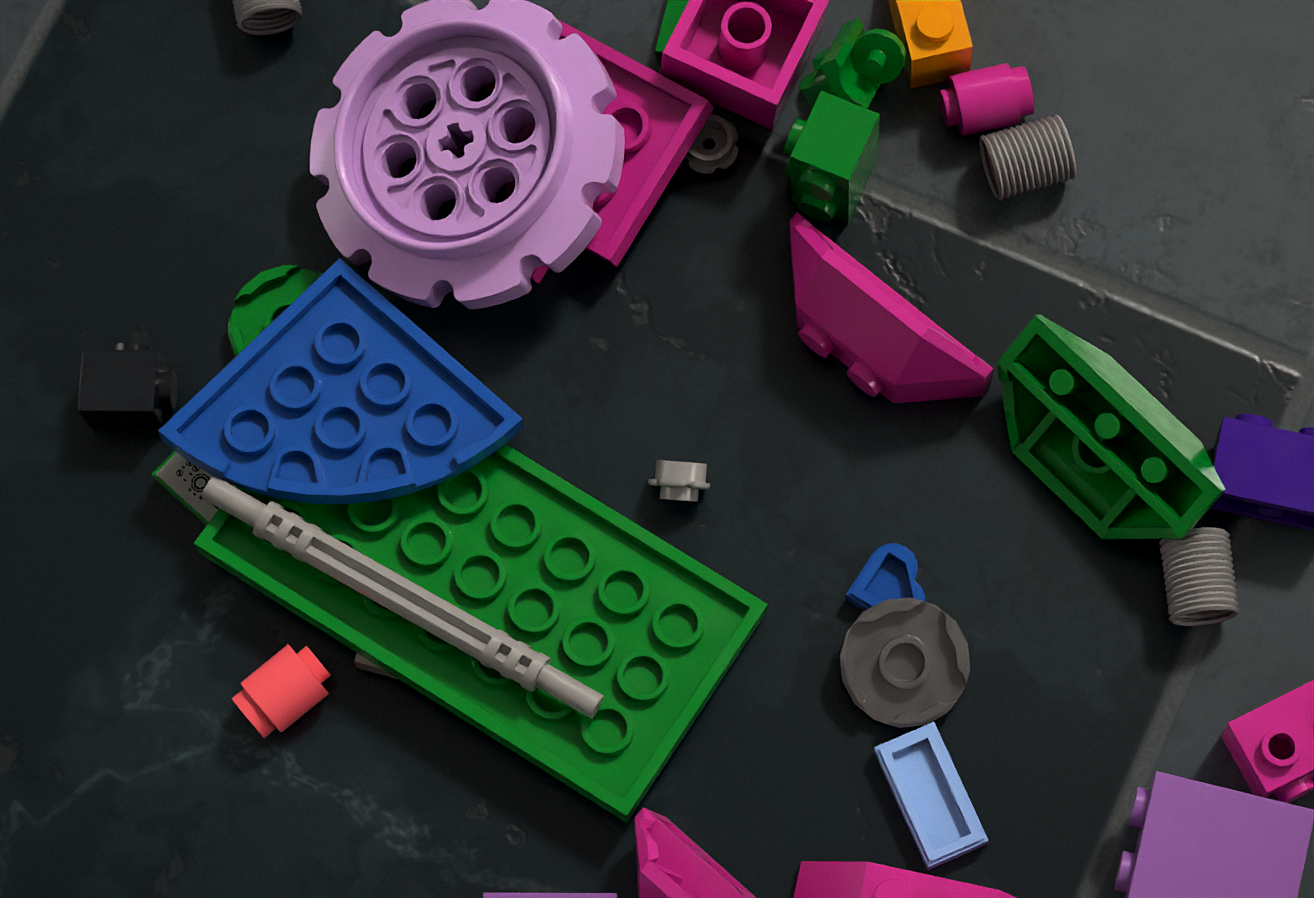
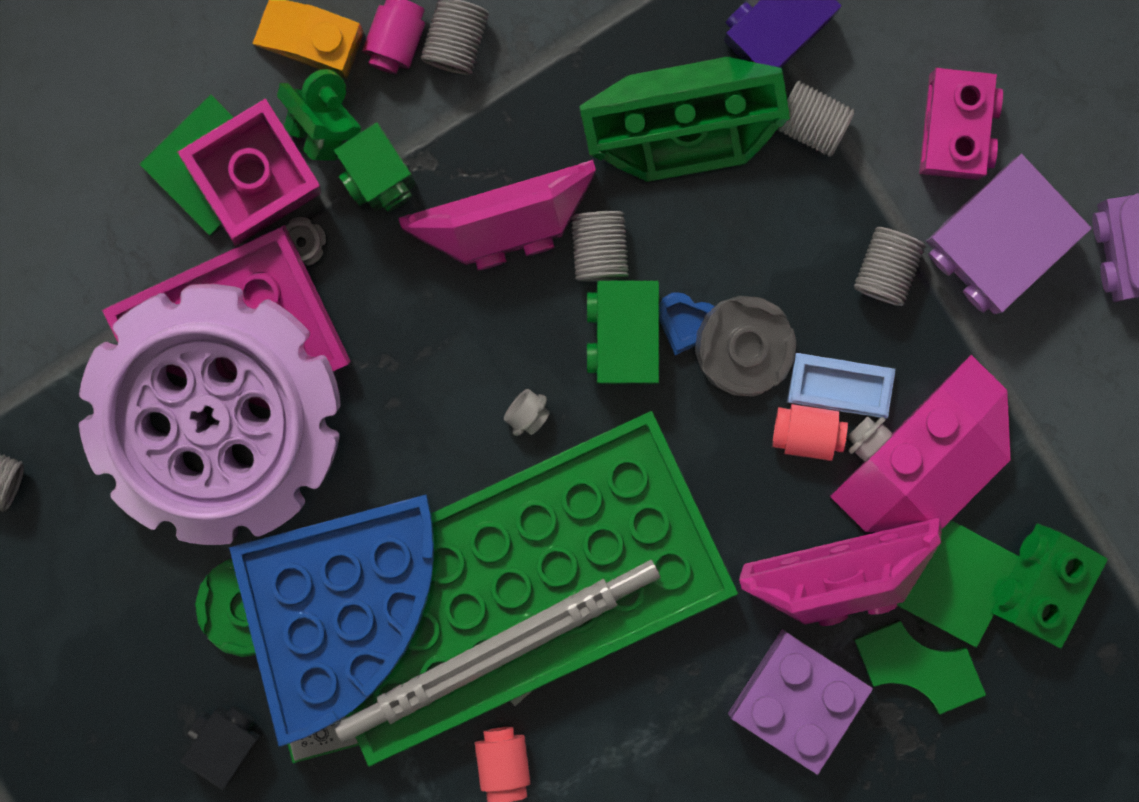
camera: 70 degrees left, 15 degrees up
(833, 521) = (625, 332): none -> green brick
(856, 789) = (809, 432): none -> coral brick
(894, 852) = (868, 437): none -> light grey plate
(908, 440) = (599, 246): none -> light grey piece
(1096, 759) = (889, 266): none -> light grey piece

